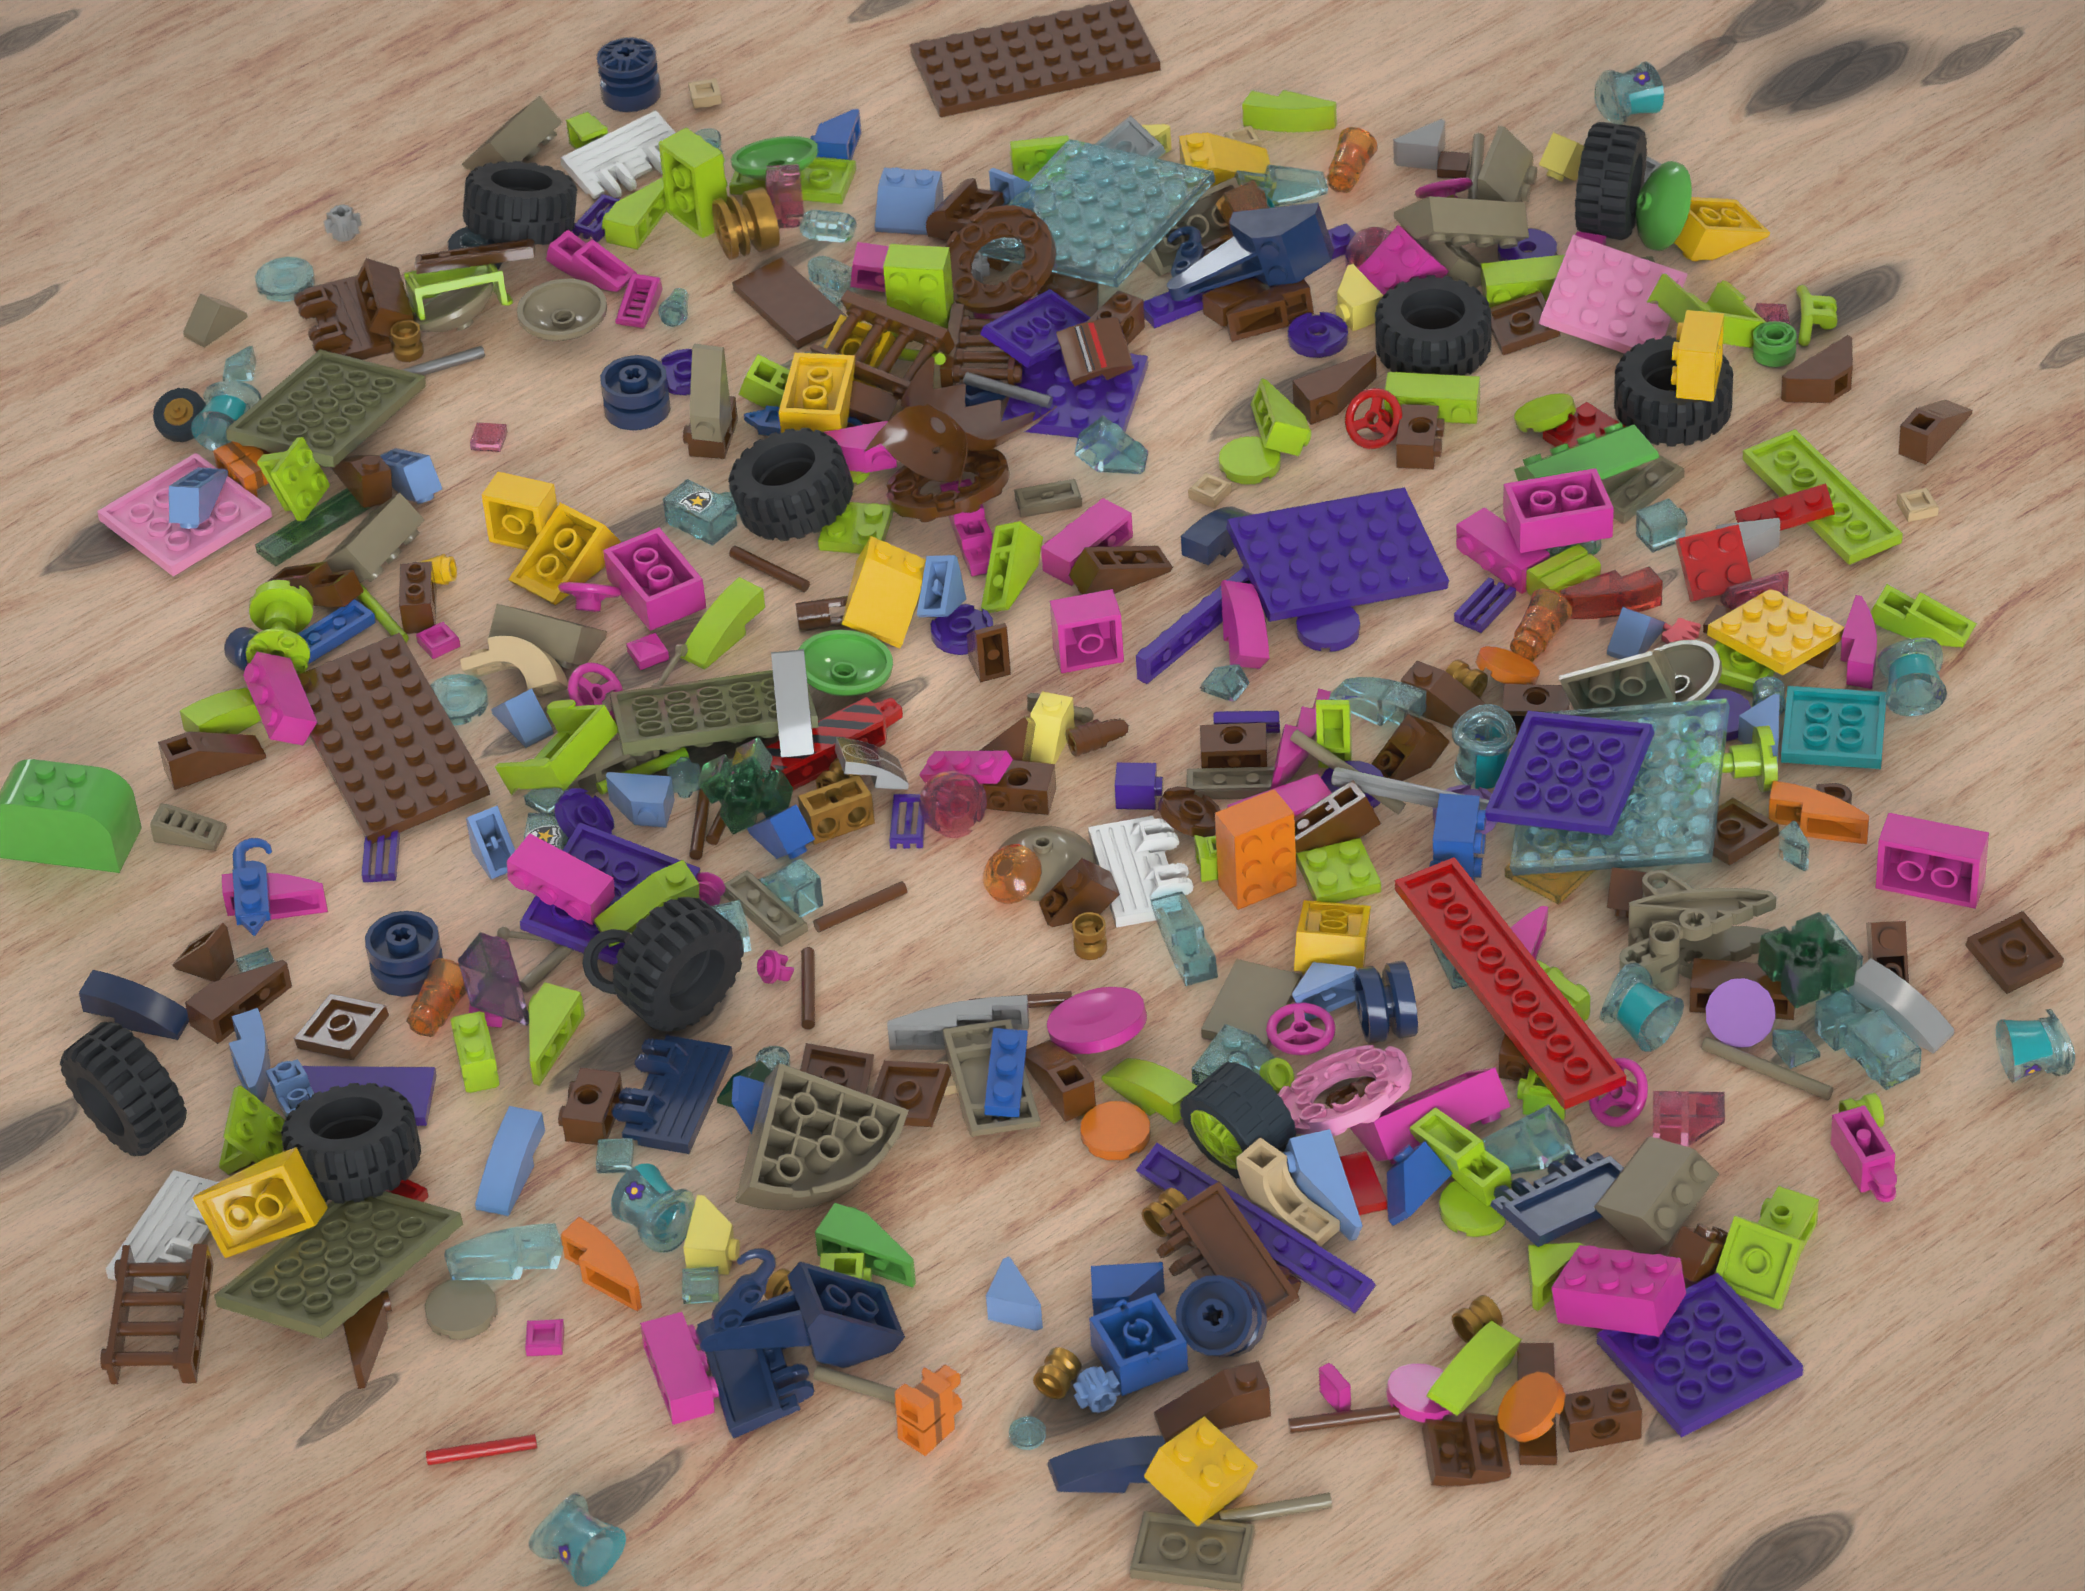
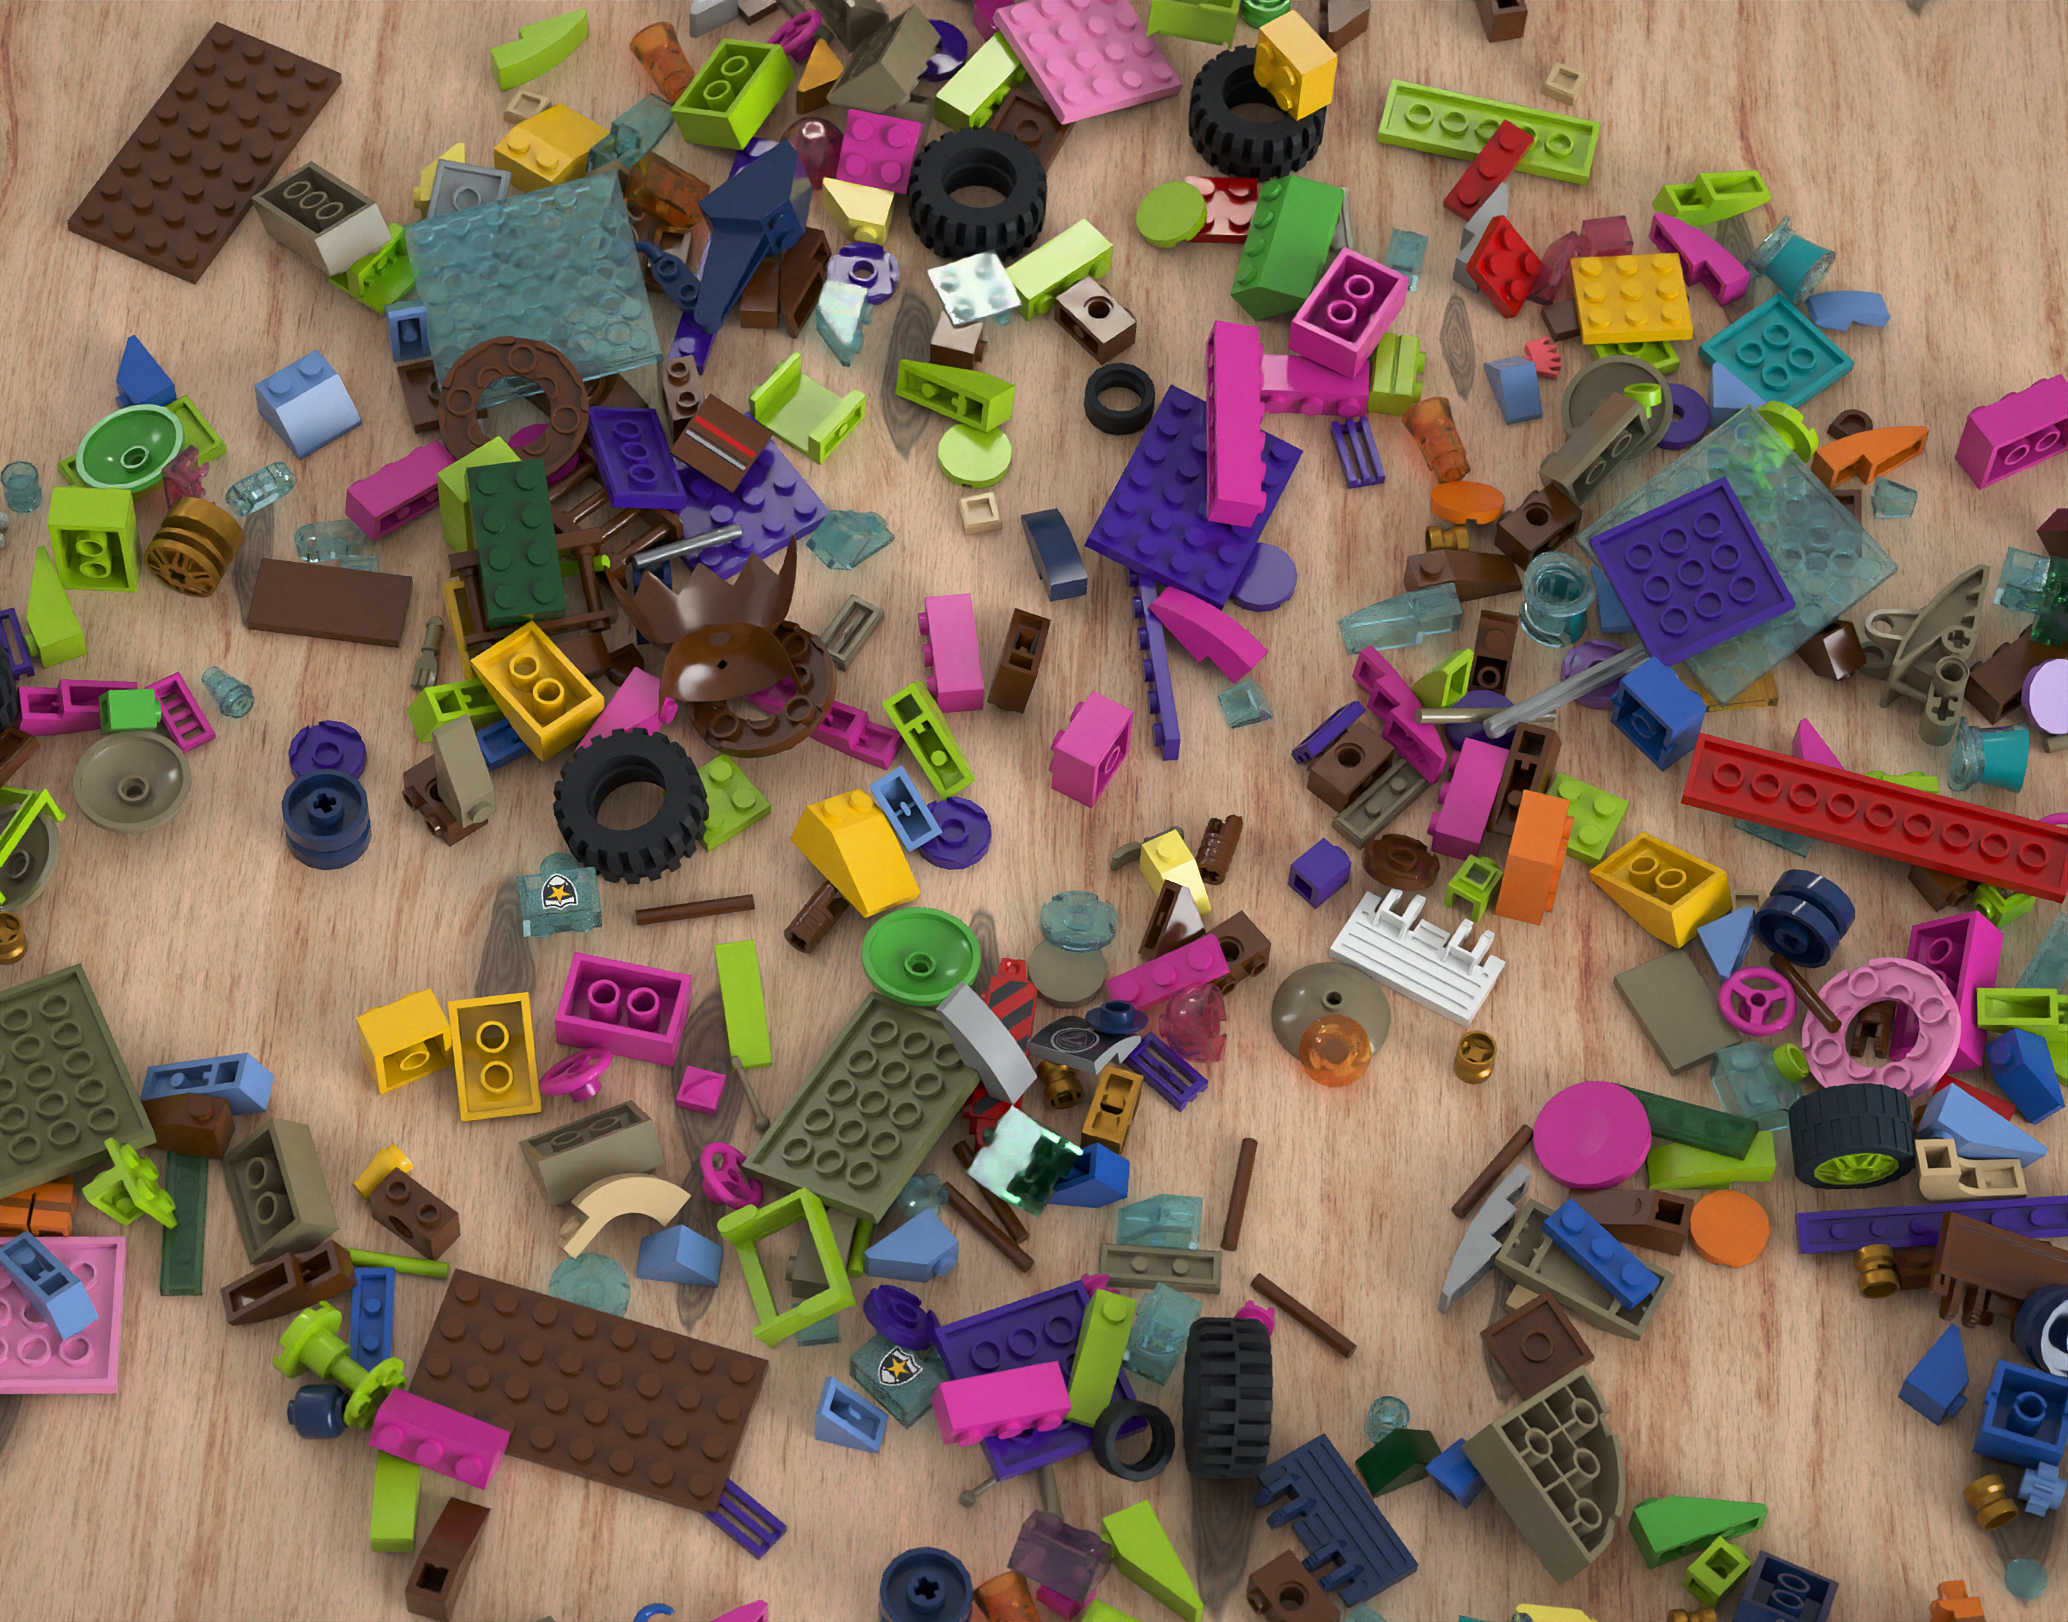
camera: 55 degrees left, 15 degrees up
(438, 640) = (483, 1243): dark pink tile -> none
(447, 361) = (68, 930): flat silver bar -> none
(488, 437) = (227, 980): clear pink tile -> none
(606, 275) = (129, 710): none -> bright green brick
(839, 1066) = (1449, 1386): reddish brown plate -> none
(881, 300) = (514, 542): none -> dark green brick
(905, 763) = (1116, 1018): none -> dark blue piece
(924, 732) = (1066, 976): none -> dark tan tile
(959, 207) = (385, 377): reddish brown brick -> none
(963, 714) = (1078, 922): none -> clear light blue tile
(989, 652) = (1022, 836): reddish brown slope -> none
(1012, 1299) = (1865, 1463): medium blue slope -> none
(1028, 110) = (322, 218): none -> dark tan brick
(1079, 891) = (1415, 1026): reddish brown slope -> none
(1159, 1051) = (1697, 1125): none -> clear green tile
(1181, 374) = (805, 411): none -> lime panel
(1184, 938) = (1549, 991): clear light blue slope -> none
(1268, 344) = (841, 316): none -> clear light blue slope
(1335, 1044) = (1806, 993): none -> reddish brown bar
(1358, 369) = (975, 289): none -> clear light blue hinge
(1360, 192) = (733, 93): none -> lime brick
(1372, 469) = (1123, 376): none -> black tyre
(1386, 423) = (1035, 318): red piece -> none
(1404, 523) = (1234, 424): none -> dark pink brick
(1610, 592) = (1457, 357): clear red slope -> none
(1685, 670) = (1646, 394): none -> lime tile
(1766, 687) = (1694, 368): clear light blue wheel -> none
(1811, 591) = (1604, 237): none -> clear pink brick
(1913, 725) = (1840, 308): none -> medium blue slope

